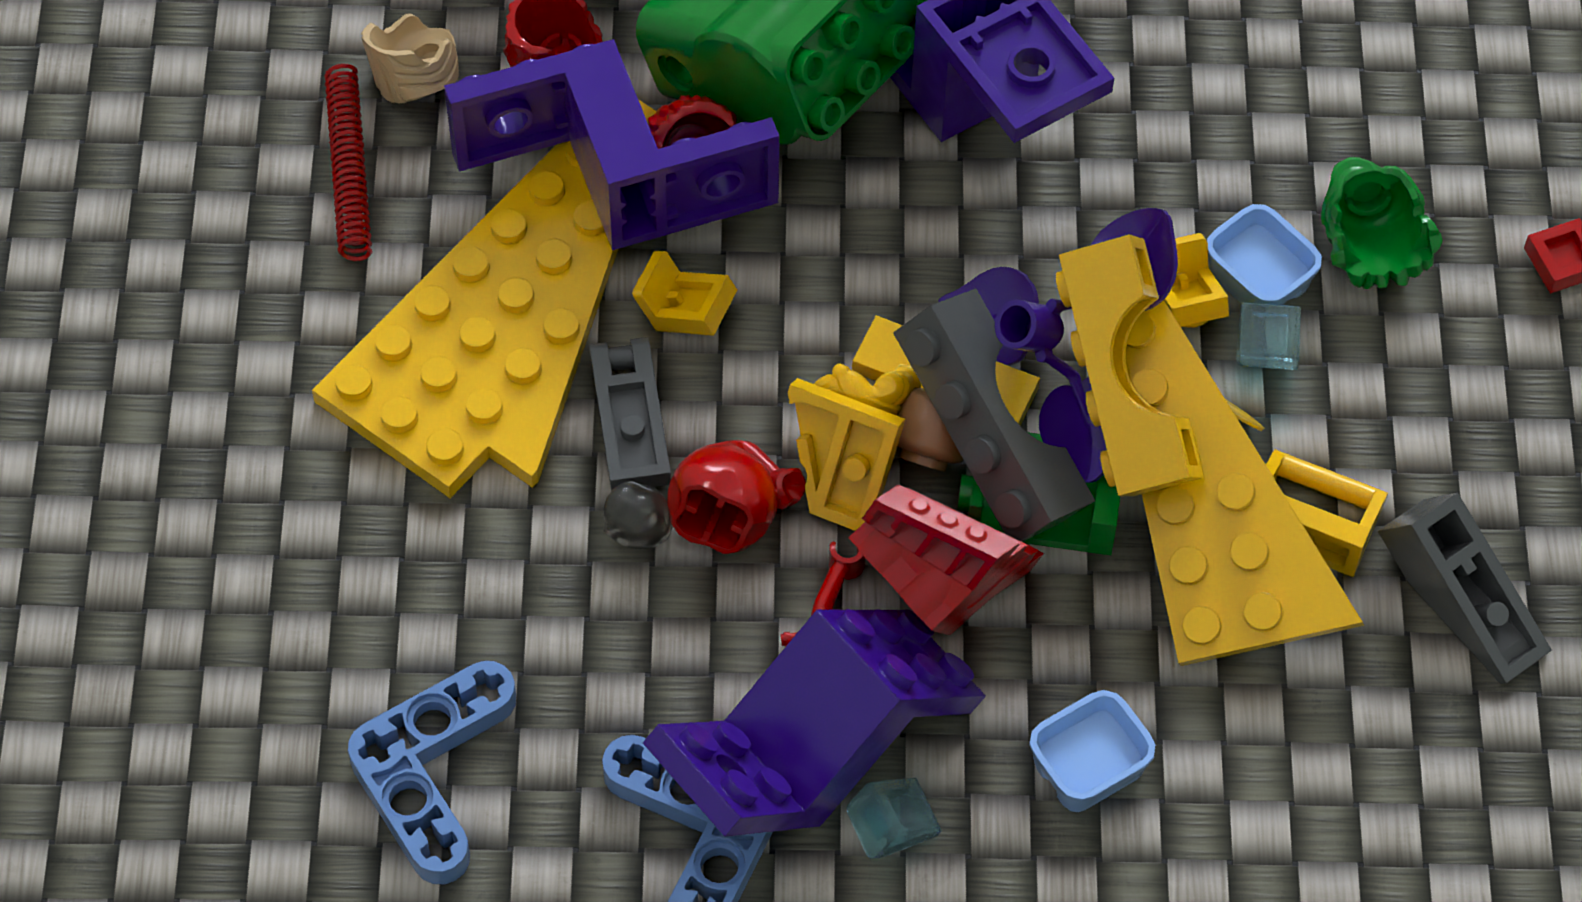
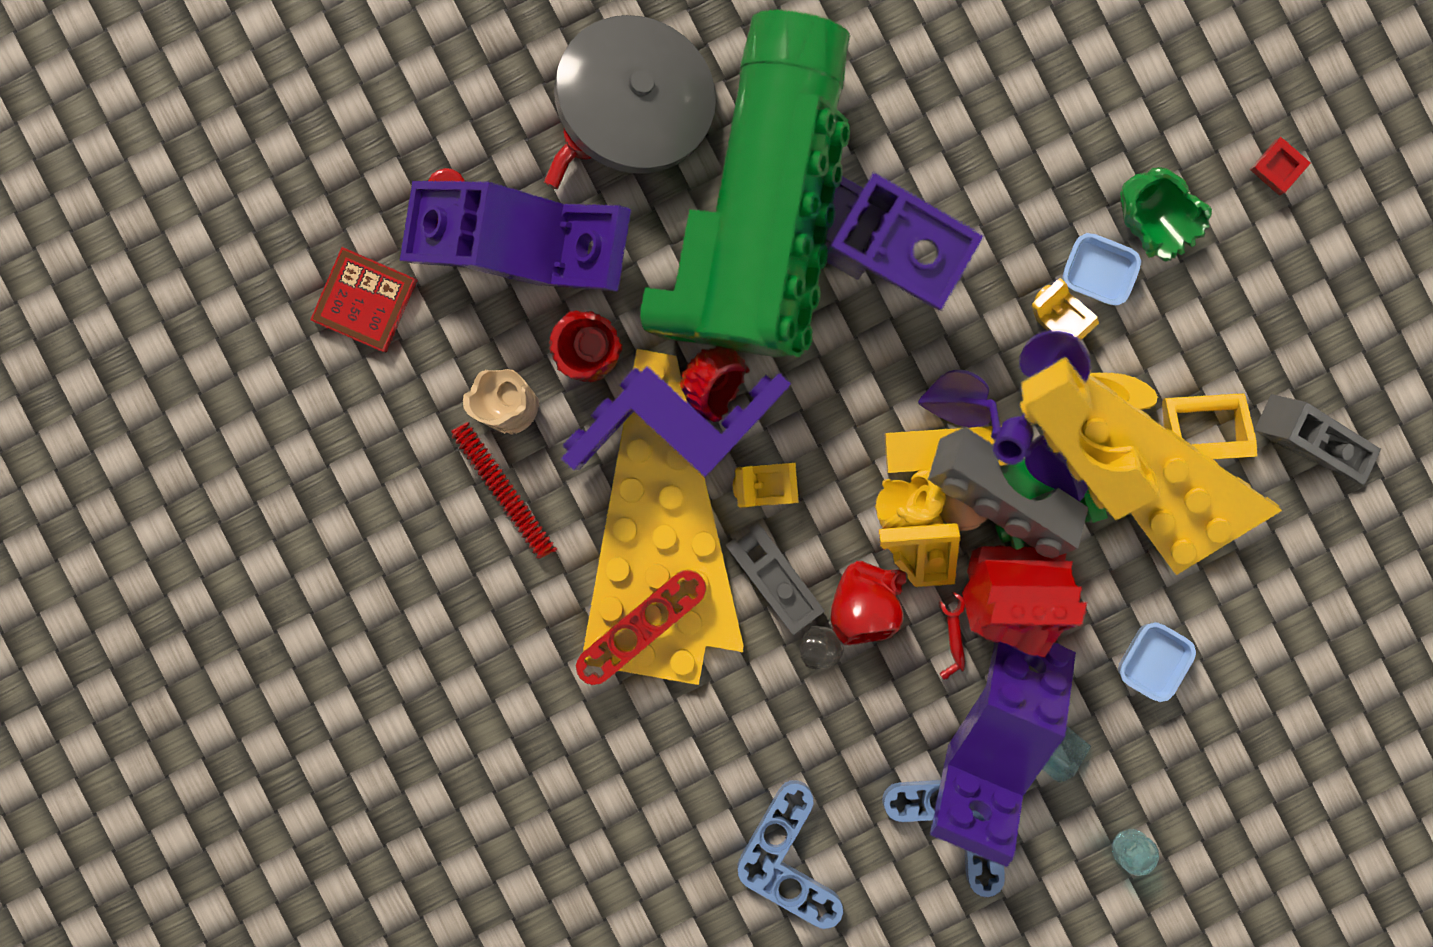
camera: 25 degrees left, 30 degrees up
(420, 378) = (637, 622): none -> red beam
(1269, 336) = (1129, 326): clear light blue slope -> none

